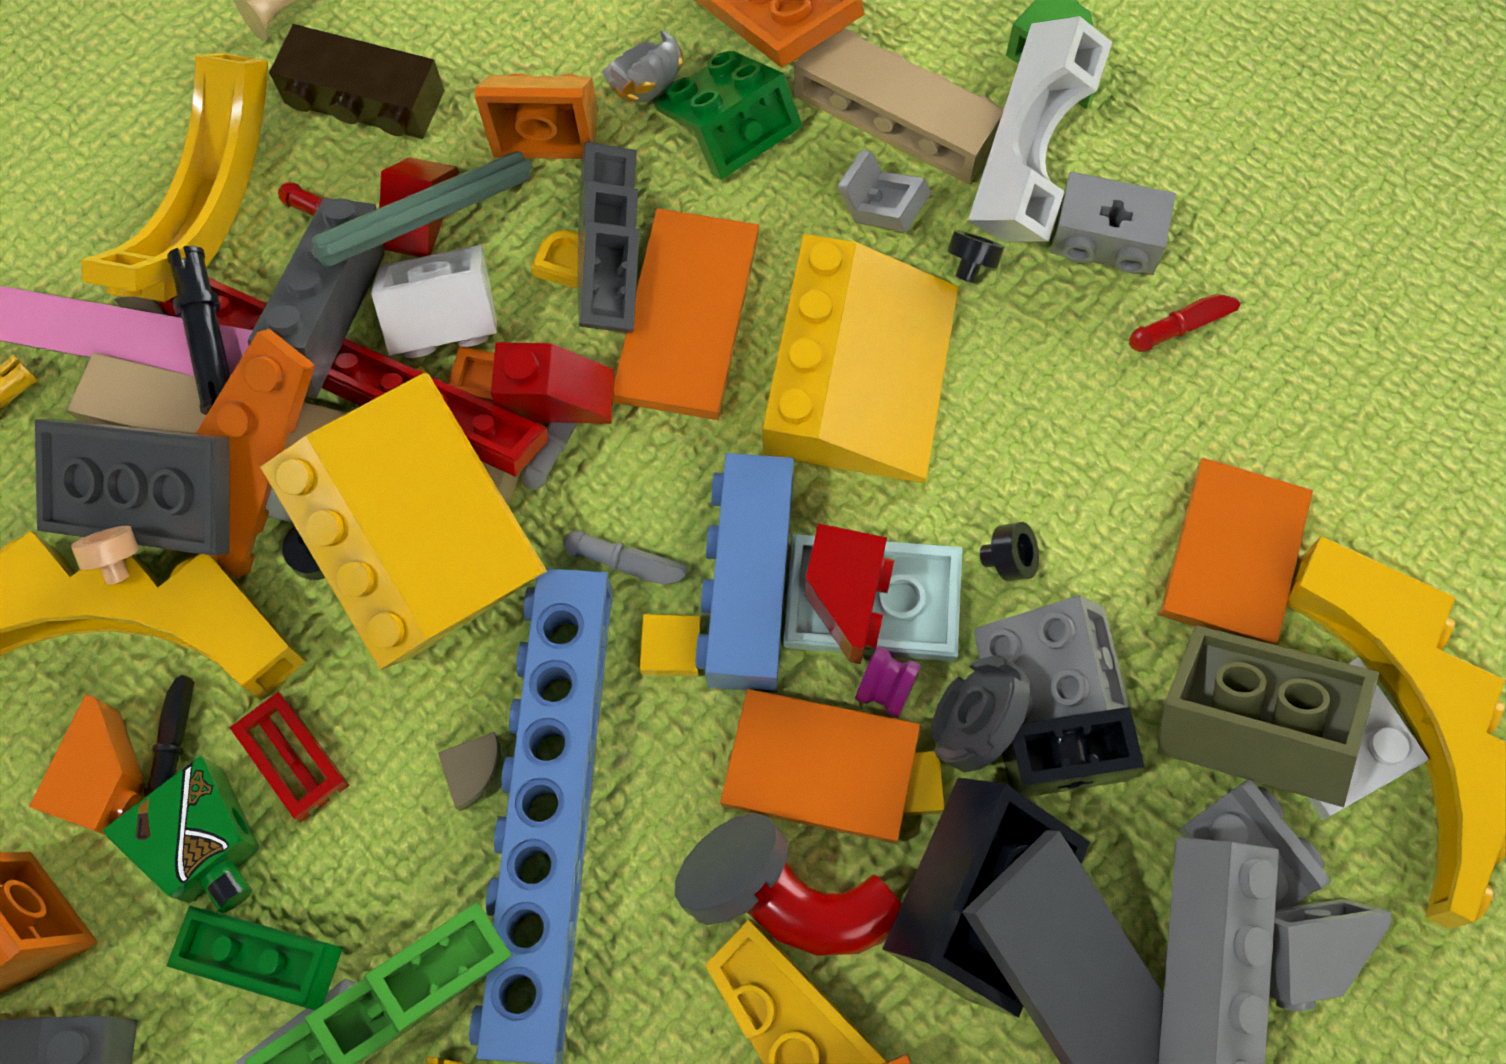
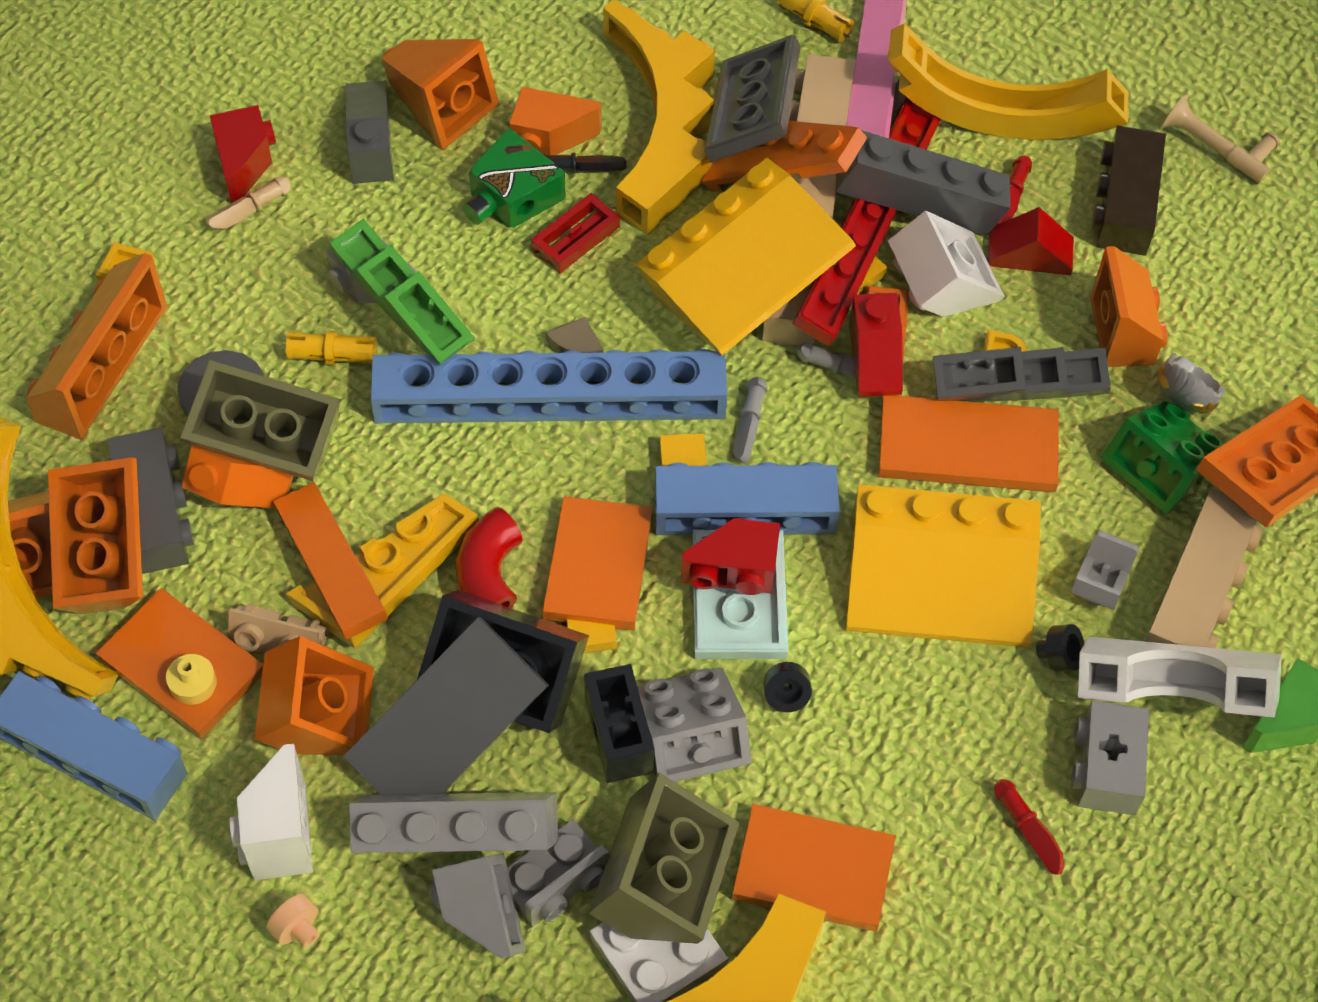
camera: 80 degrees right, 10 degrees down
(107, 551) = (699, 90): light nougat tile -> none
(198, 310) = (889, 108): black pin -> none
(255, 958) = (433, 227): green tile -> none
(419, 209) = (1012, 239): sand green axle -> none
(730, 867) = (513, 498): dark grey tile -> none
(887, 682) = (667, 600): magenta wheel -> none
(980, 714) = (644, 654): dark grey tile -> none

